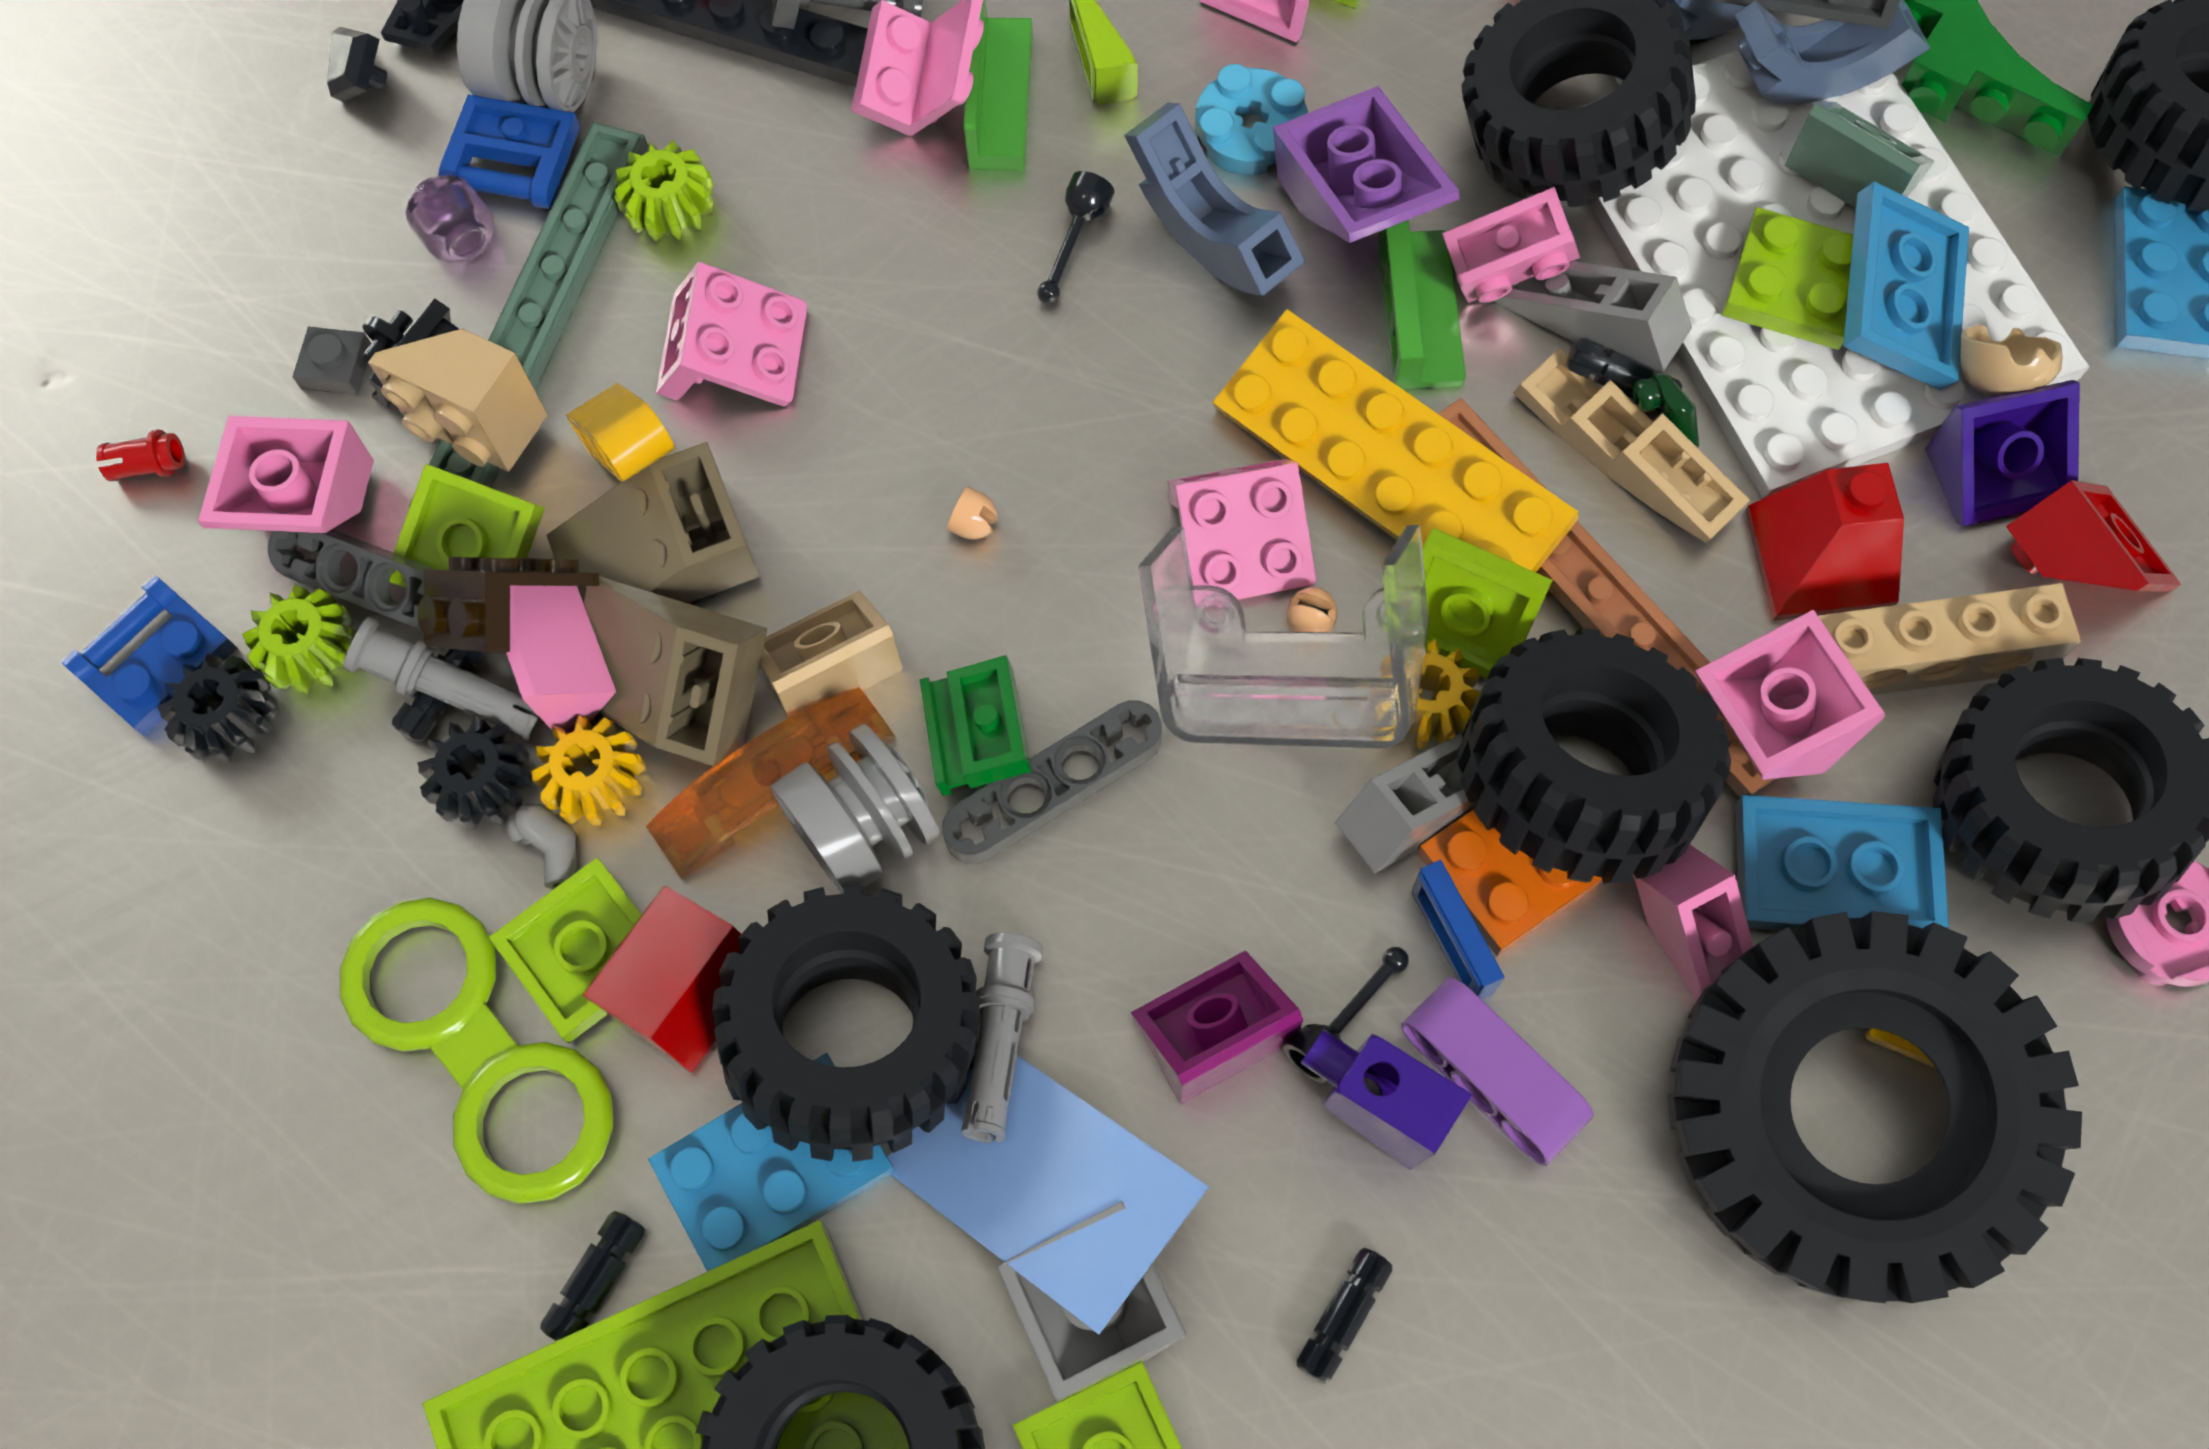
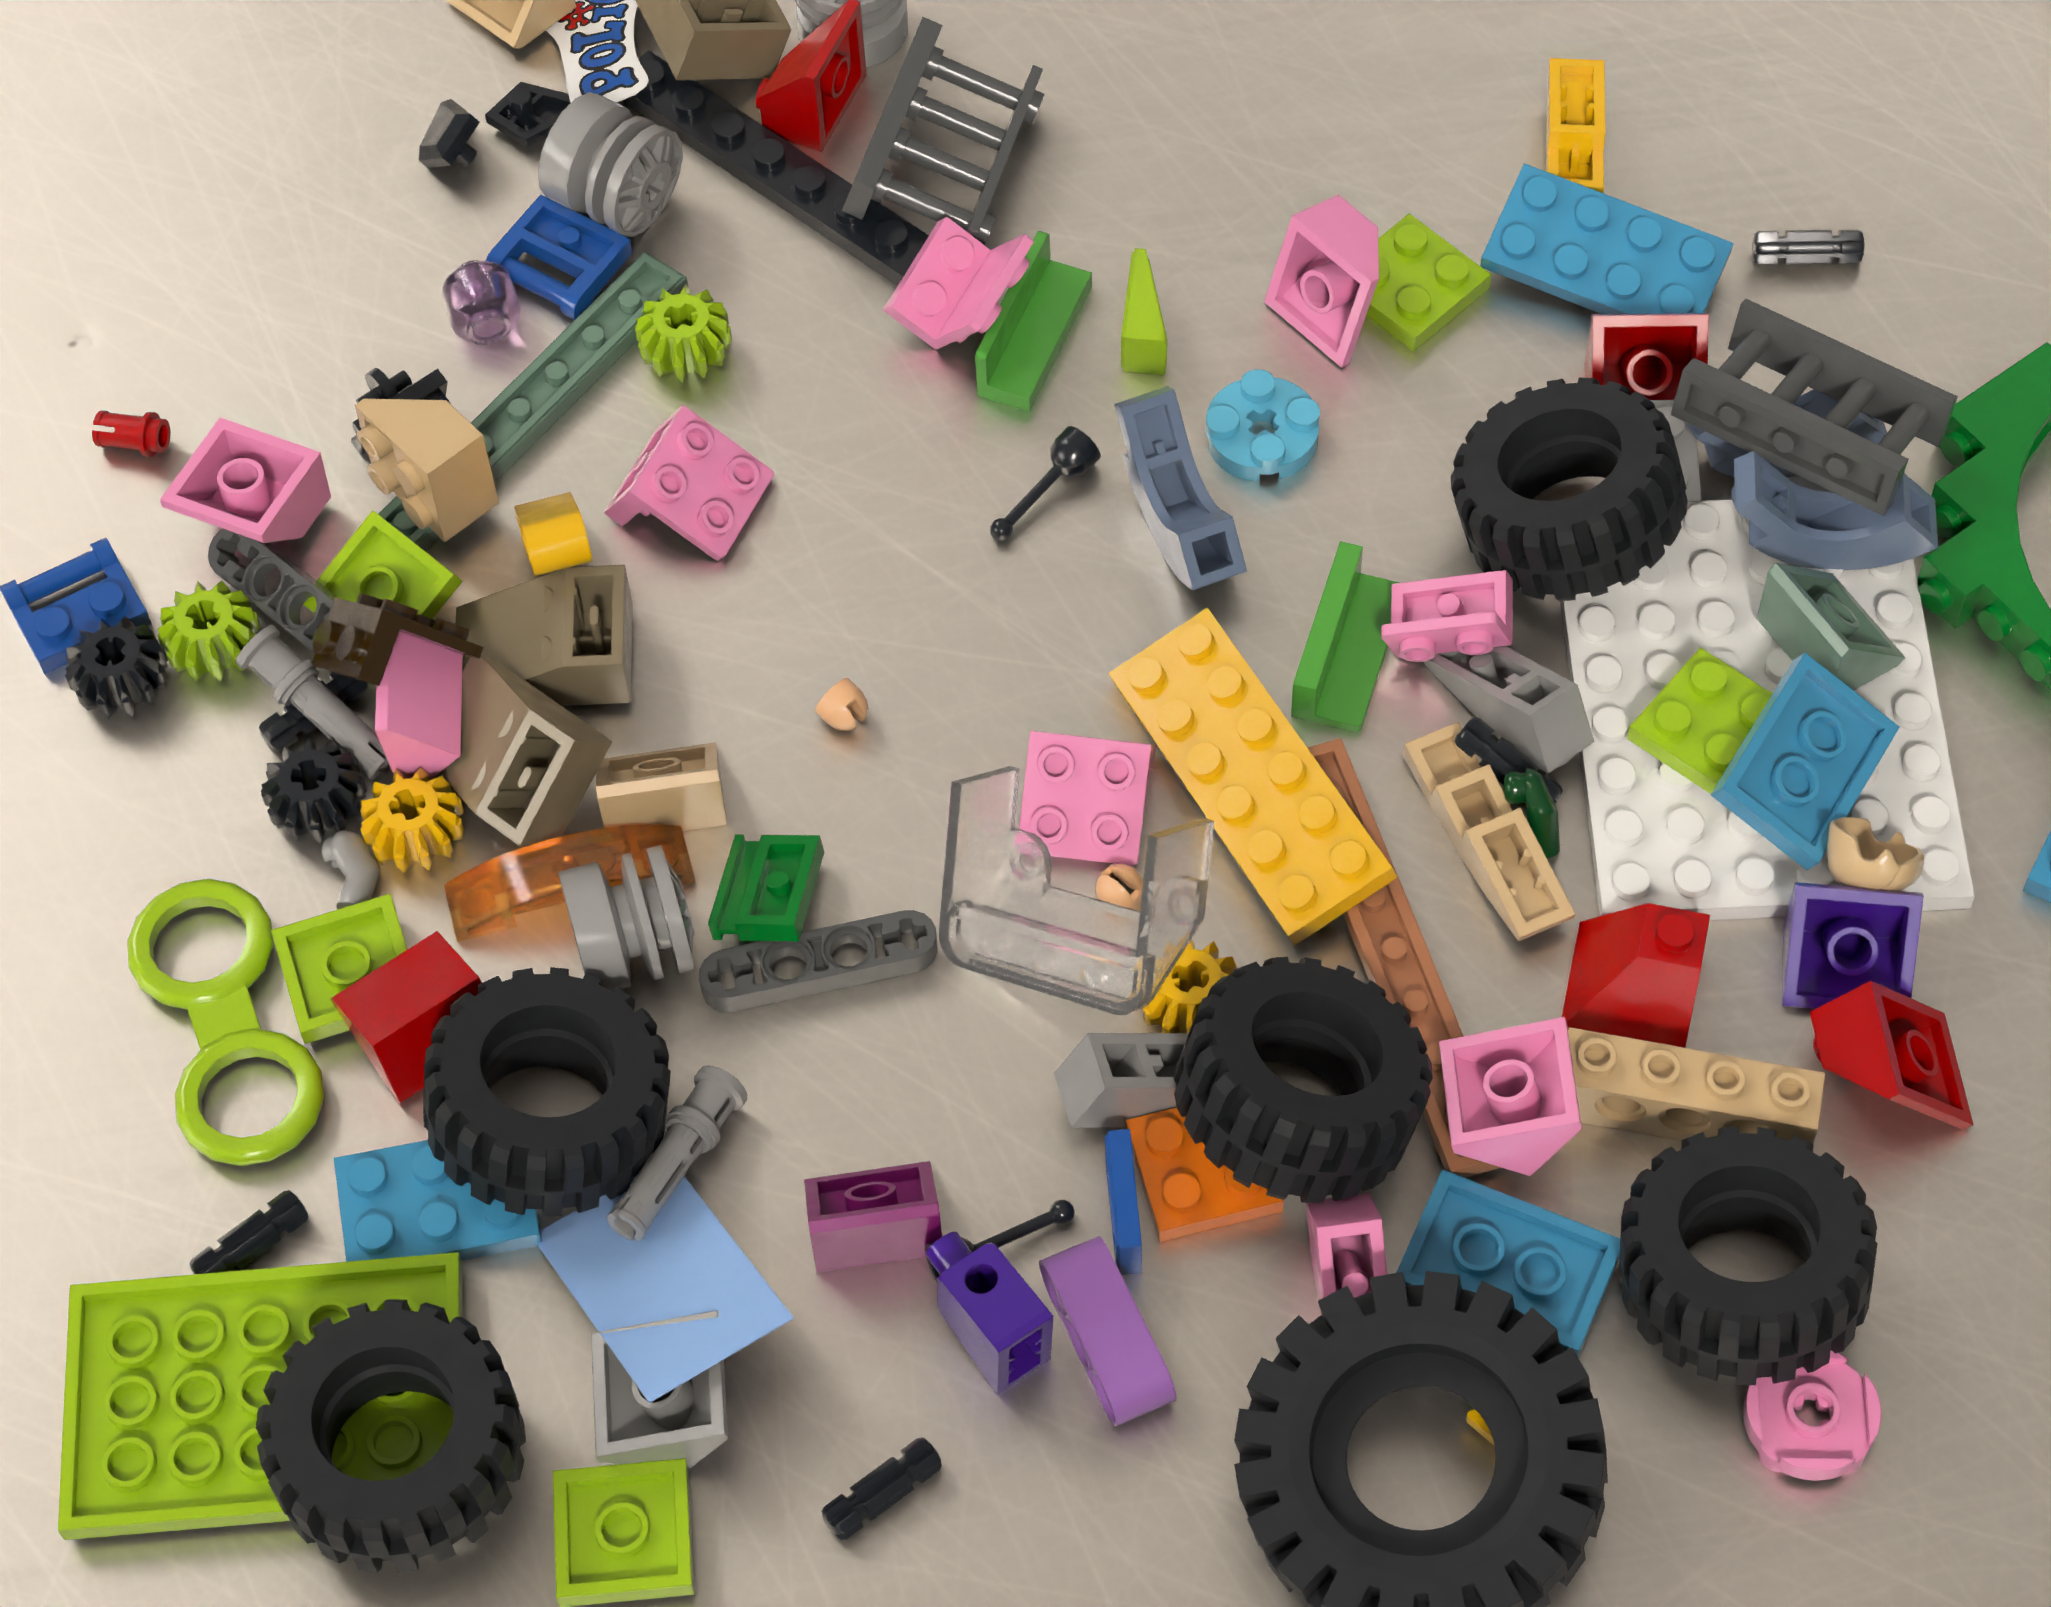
camera: 20 degrees right, 10 degrees down
(331, 360) = (327, 398): dark grey plate -> none
(1358, 167) = (1328, 495): medium lavender slope -> none
(1478, 600) = (1257, 909): lime plate -> none

